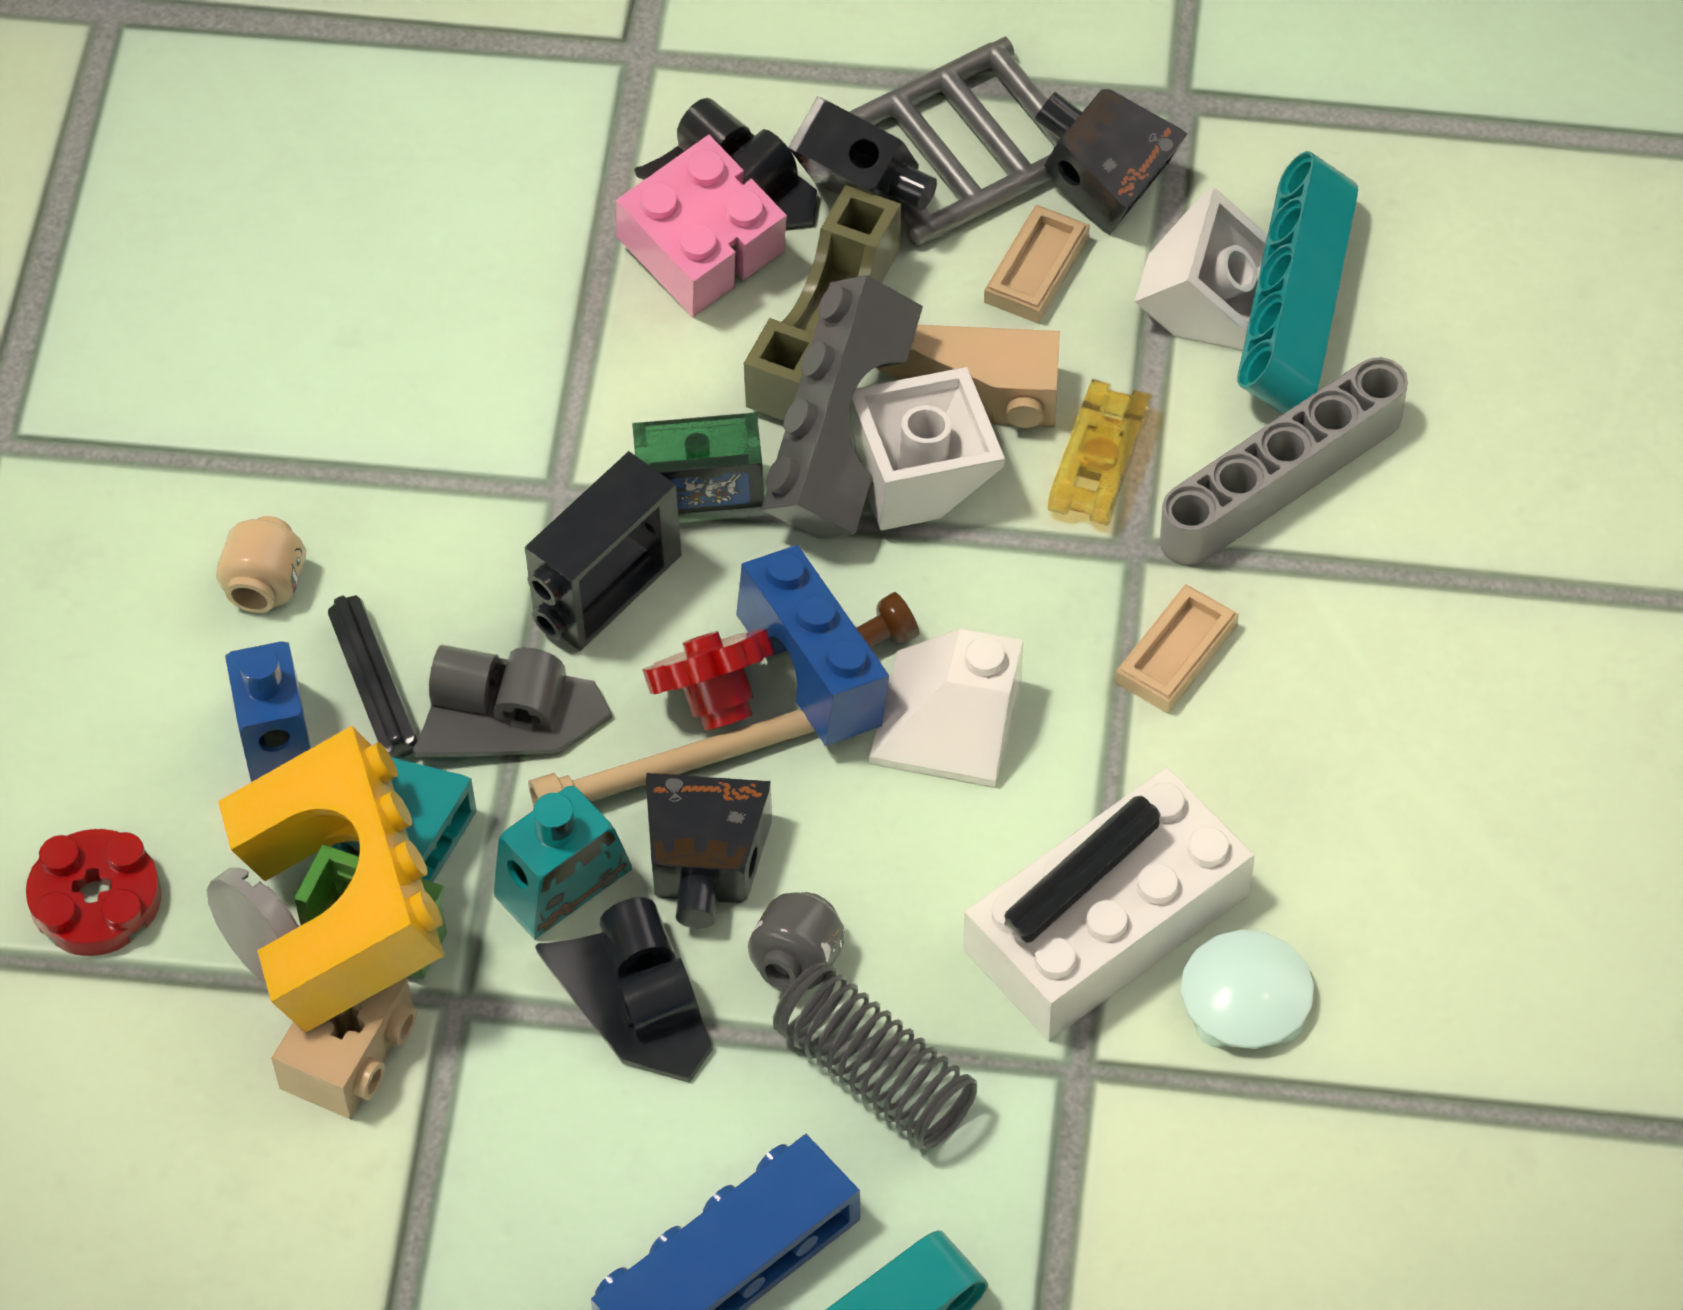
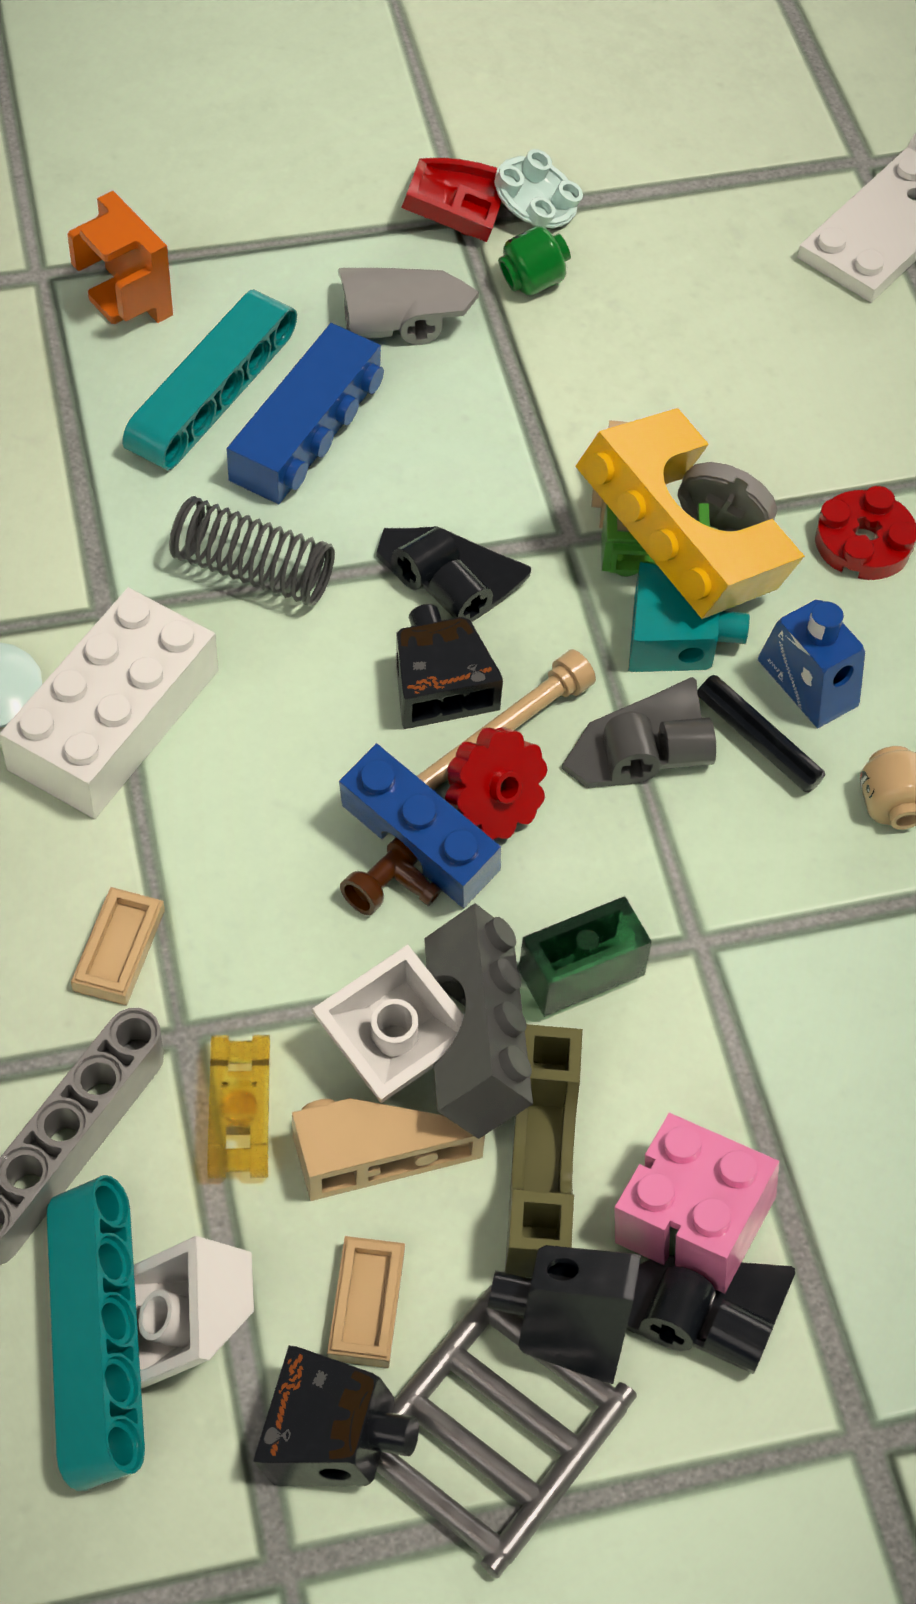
camera: 155 degrees right, 0 degrees up
(556, 860) = (548, 600): teal torso -> none
(603, 551) = (625, 835): black window -> none
(794, 936) = (340, 615): dark grey head -> none
(951, 706) = (293, 836): white slope -> none
(1082, 869) = (127, 661): black axle -> none

